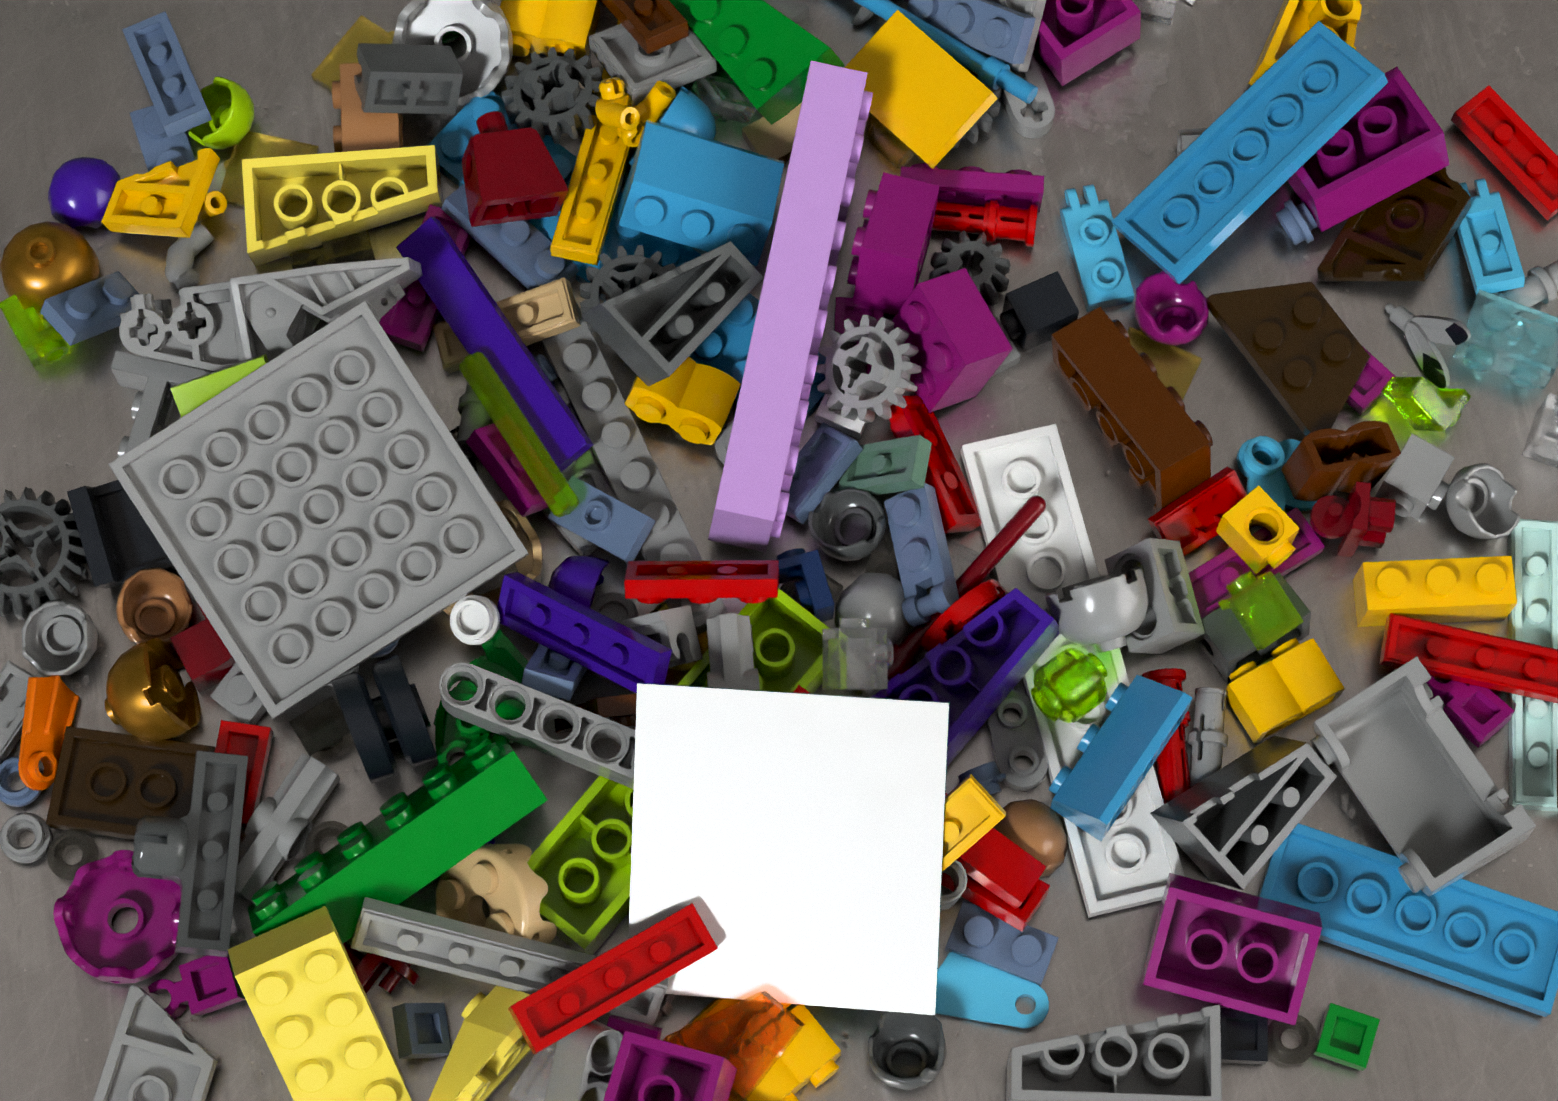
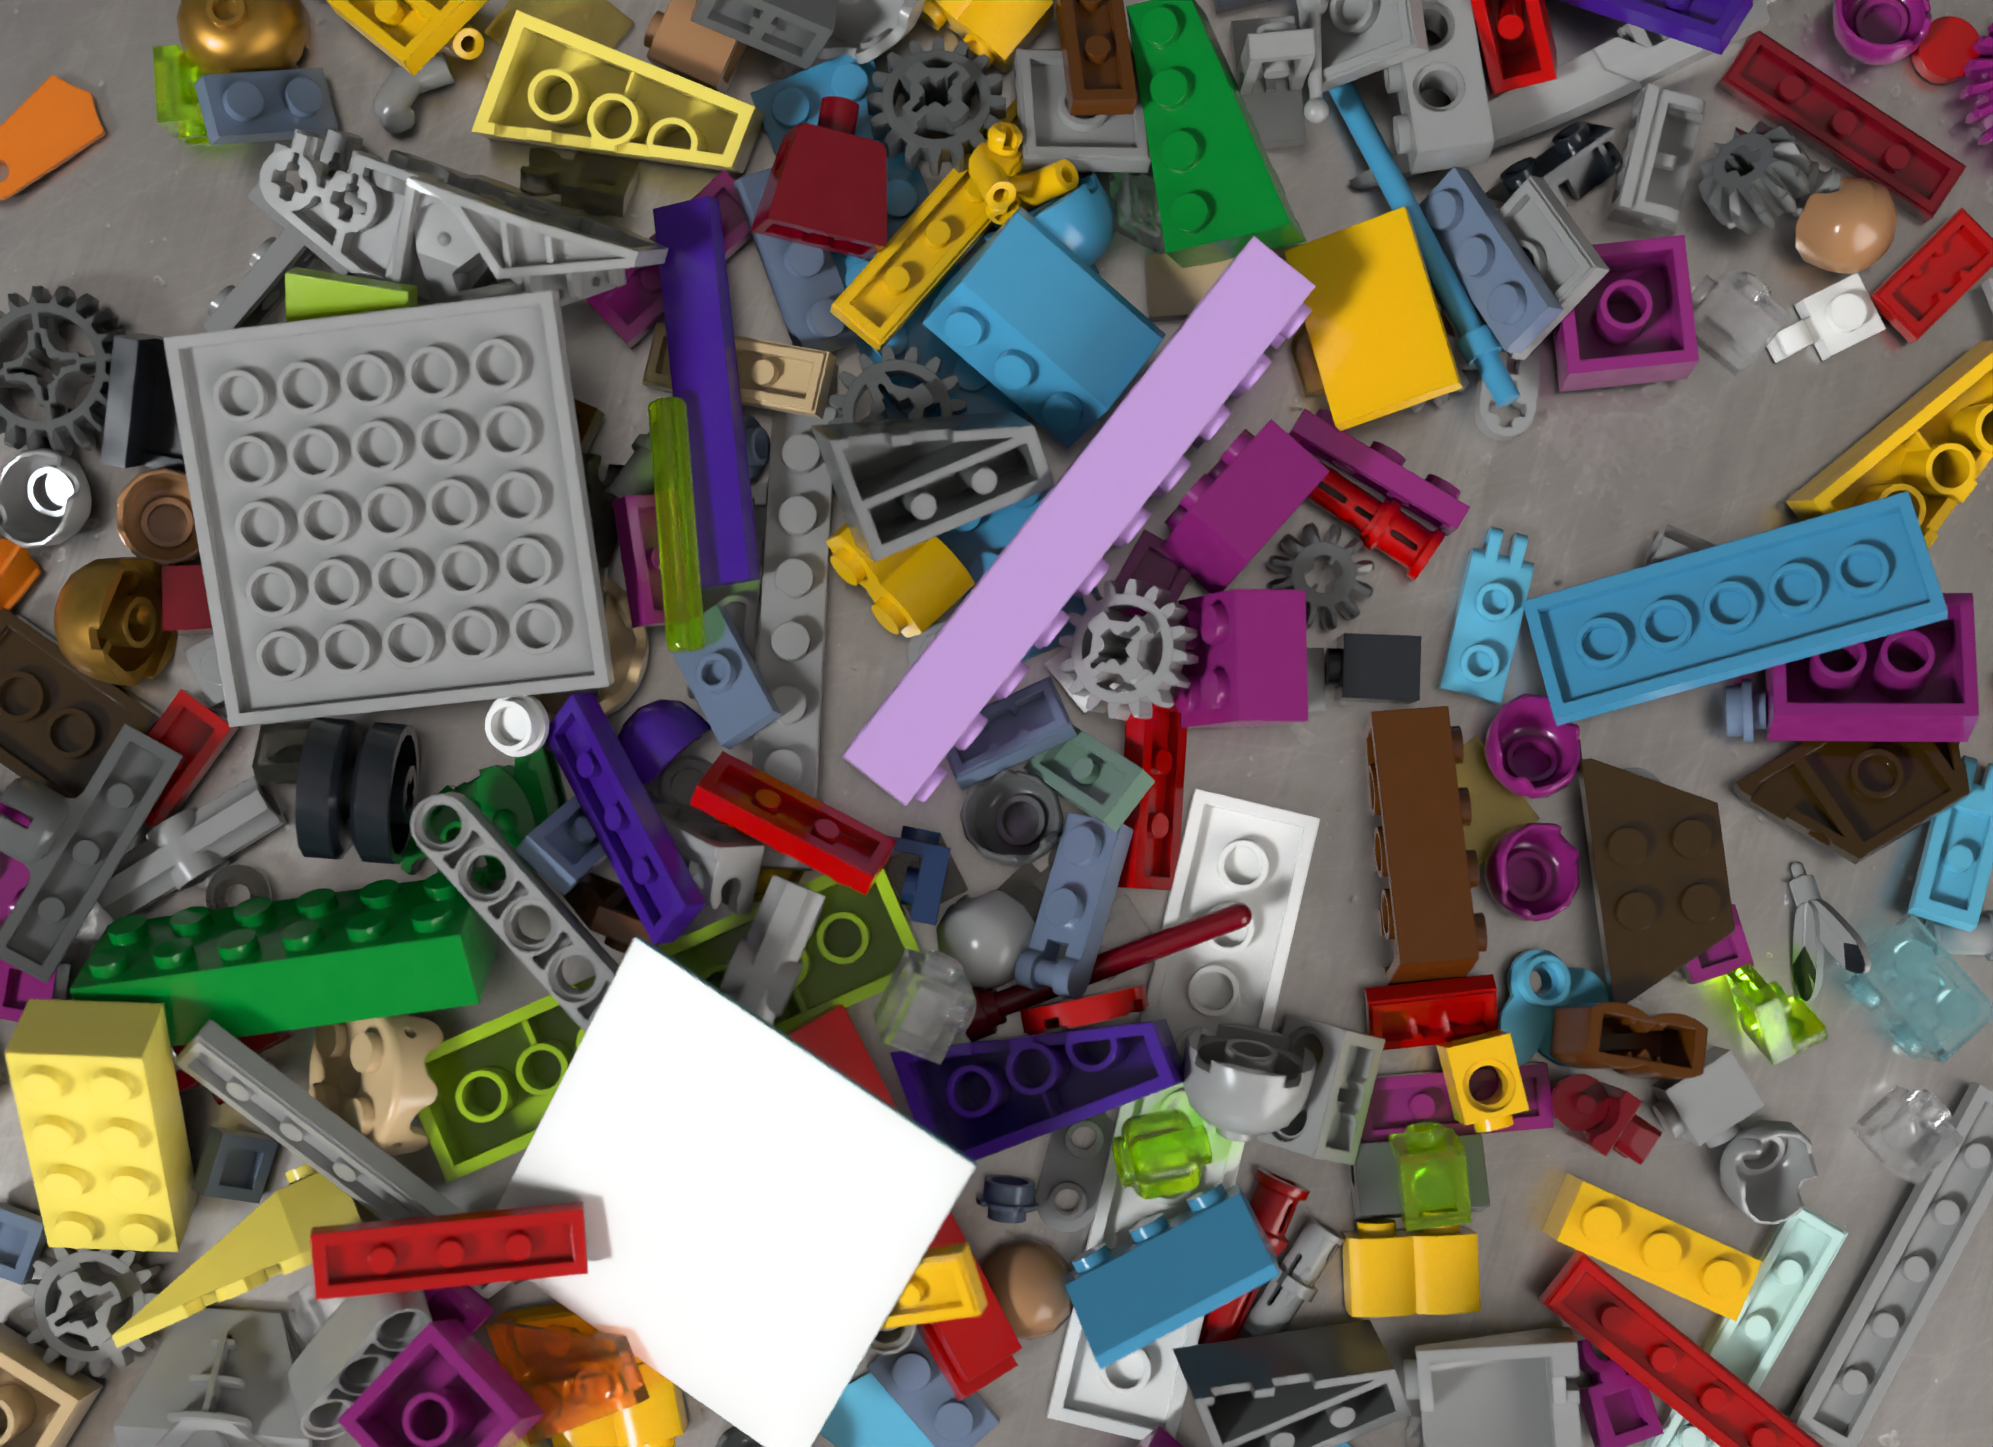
camera: 25 degrees right, 15 degrees up
(1216, 388) = (1532, 871): none -> magenta hair

